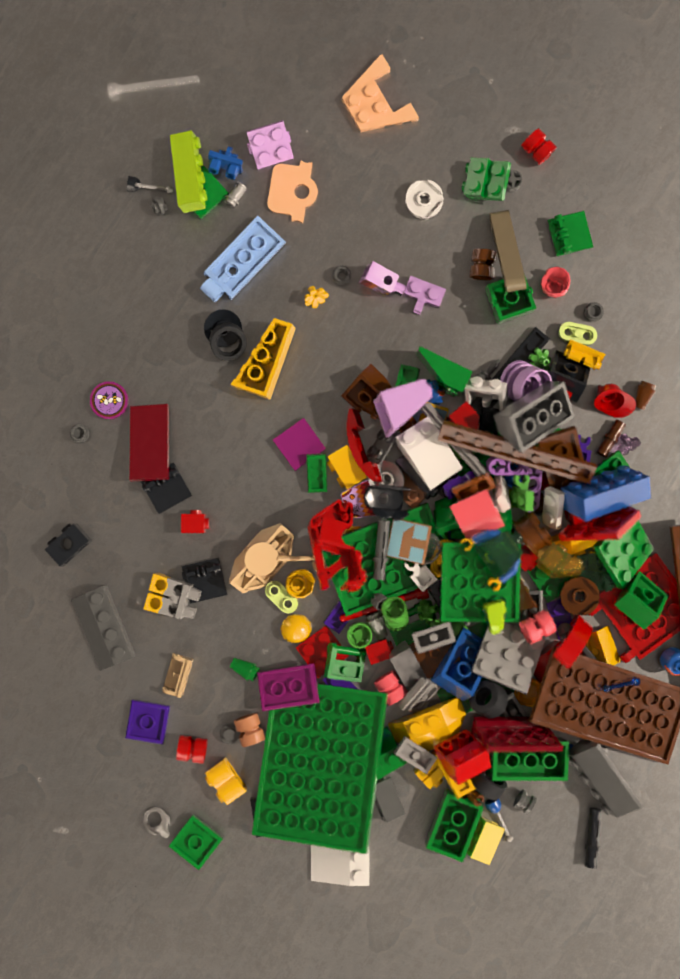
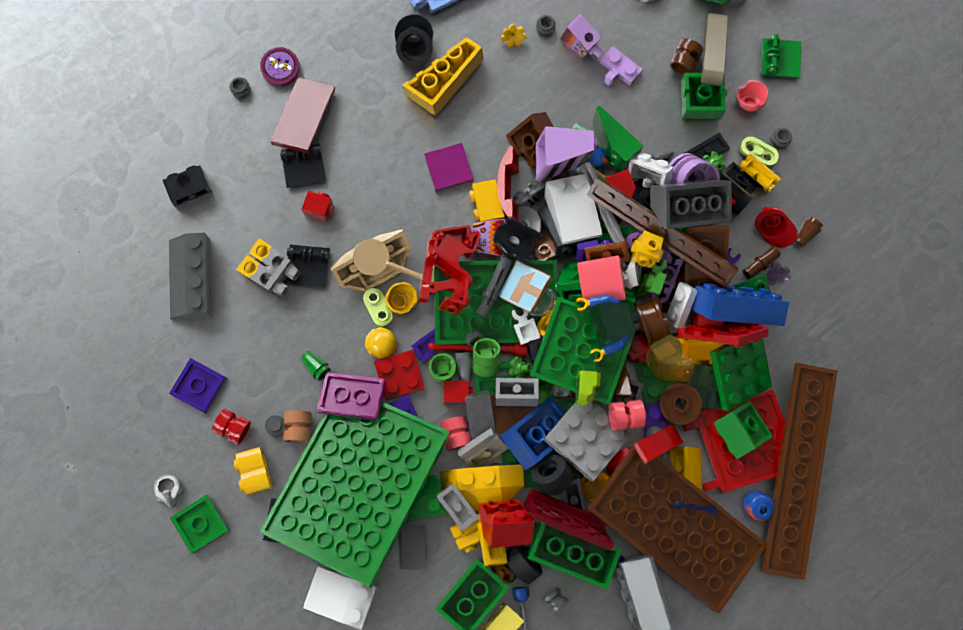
camera: 20 degrees right, 10 degrees down
(177, 675) = (246, 349): tan hinge -> none
(316, 473) = (456, 198): green plate -> none
(344, 669) = (413, 396): green plate -> none
(509, 474) = (647, 249): none -> yellow brick

